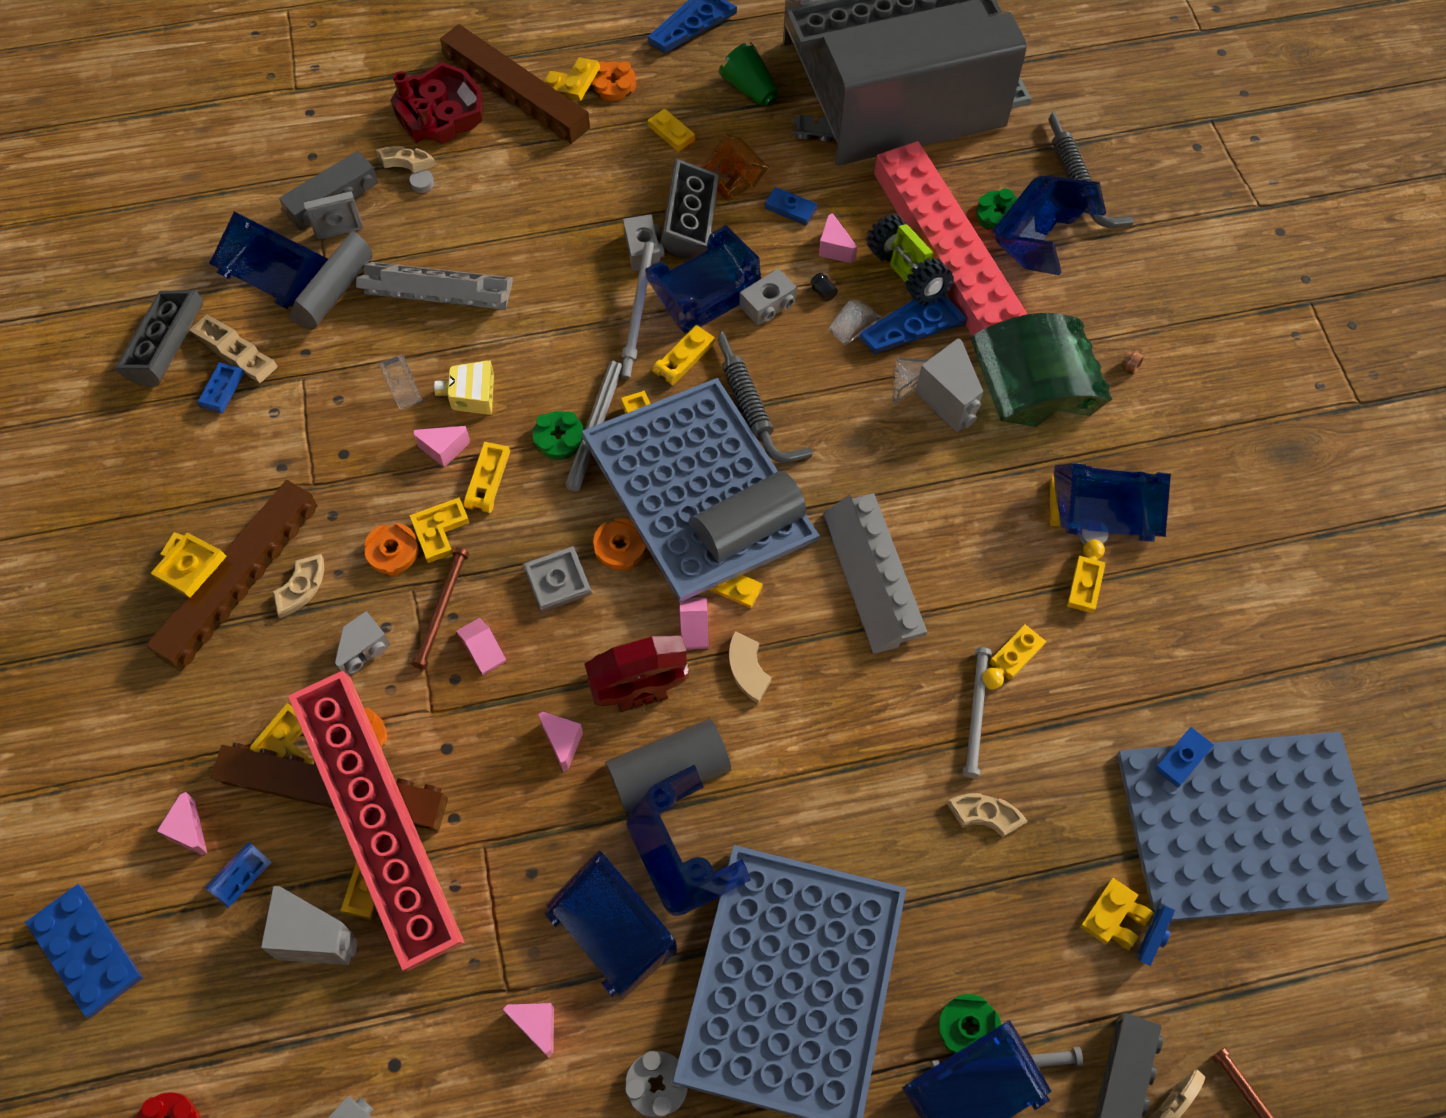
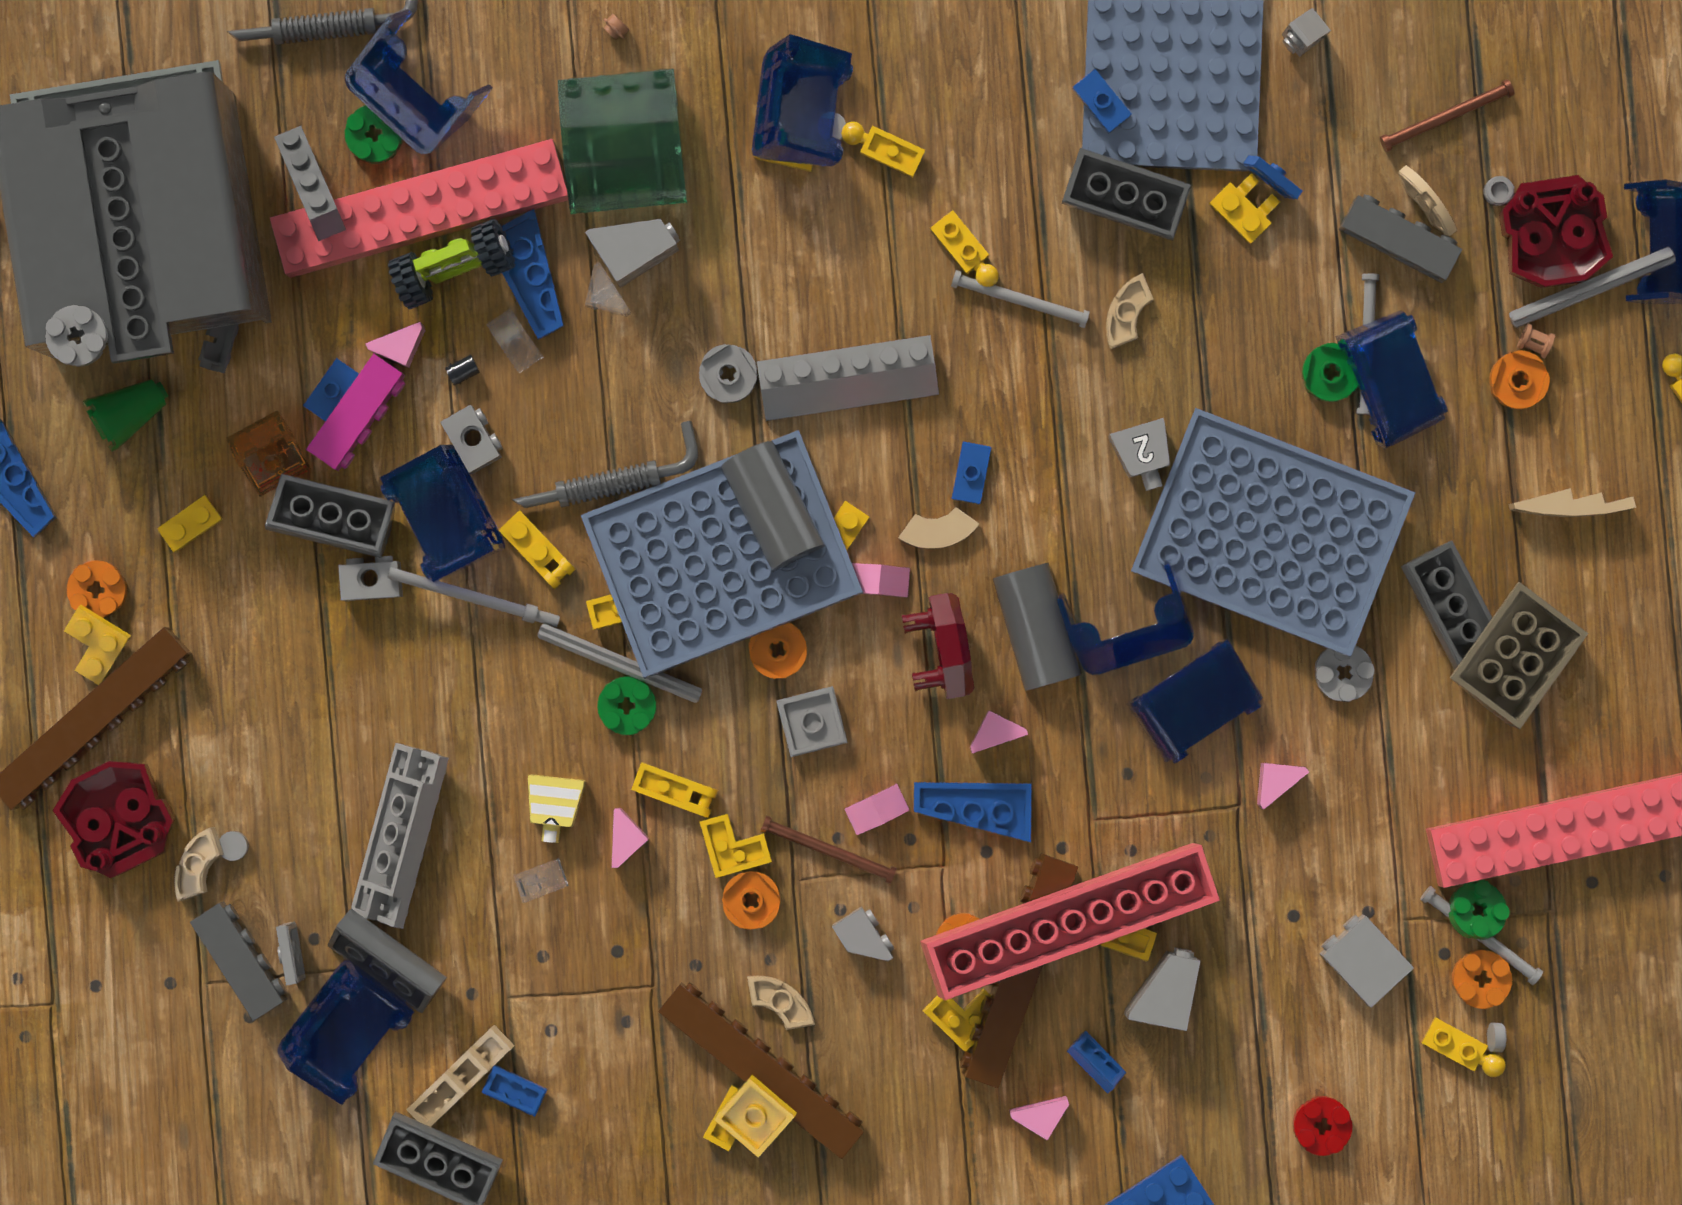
camera: 80 degrees left, 25 degrees up
(489, 741) = (985, 806): none -> blue wing
(776, 216) = (356, 413): none -> dark pink brick
(805, 689) = (971, 472): none -> blue plate
(854, 842) = (1143, 451): none -> light grey torso
(860, 464) = (711, 370): none -> light grey plate
(951, 157) = (310, 183): none -> brick
(1101, 793) = (1126, 194): none -> dark grey brick
(1310, 948) = (1305, 32): none -> light grey slope

